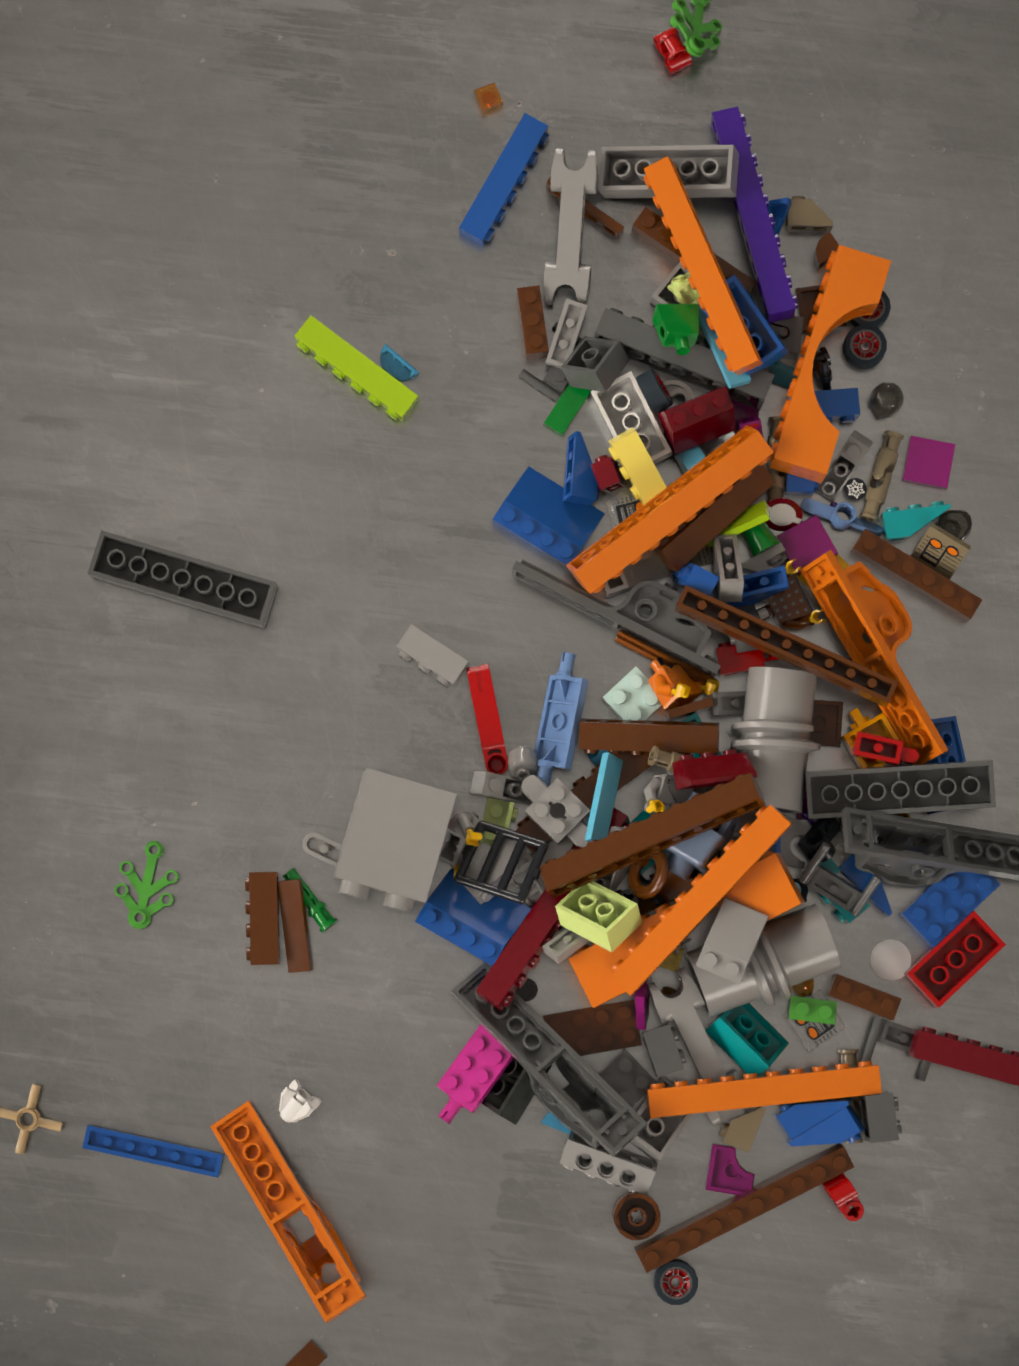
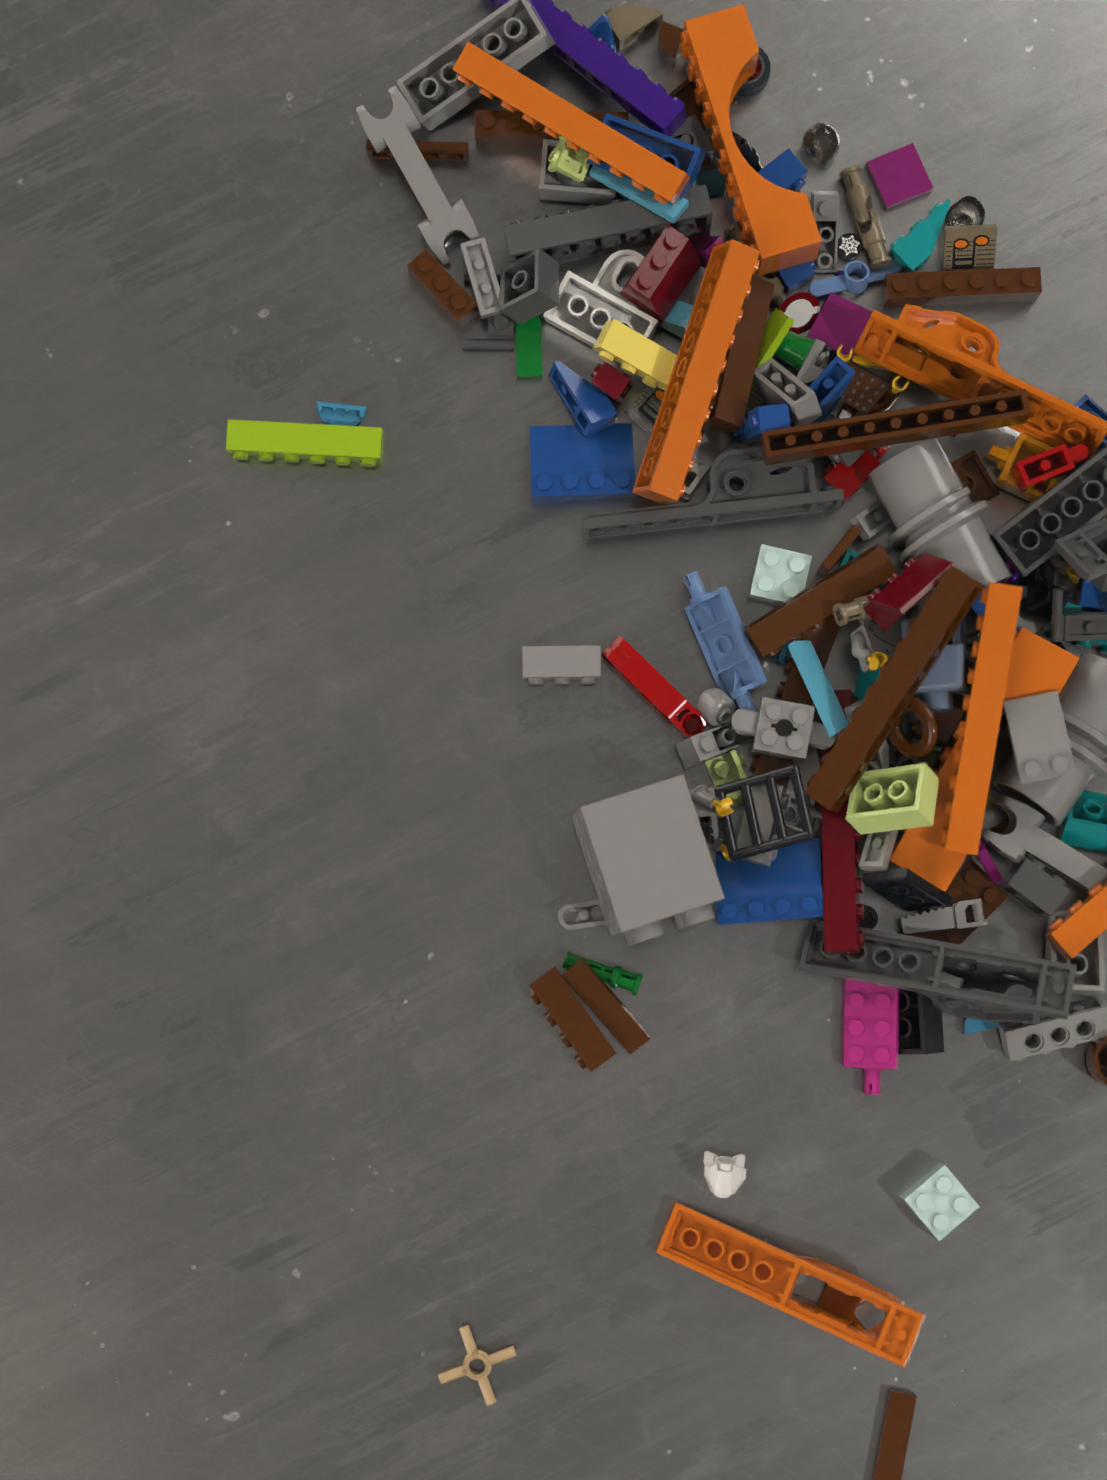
camera: 30 degrees left, 0 degrees up
(145, 888) = (439, 1067): bright green plant -> none
(153, 1151) = (617, 1313): blue plate -> none
(182, 579) = (275, 750): dark grey brick -> none
(438, 1229) = (939, 1201): none -> light aqua brick
(488, 97) = (257, 108): clear orange plate -> none
(503, 180) = (324, 174): blue brick -> none
(567, 988) = (907, 889): none -> black tile
(583, 1029) = (944, 918): none -> light grey piece
(627, 1077) = (1017, 934): dark grey brick -> none
(653, 653) = (784, 521): dark orange axle -> none
(654, 390) = (603, 272): black wheel -> none
(674, 685) = (812, 538): orange torso -> none
(677, 325) = (584, 197): green torso -> none
(876, 346) = (777, 100): wheel -> none

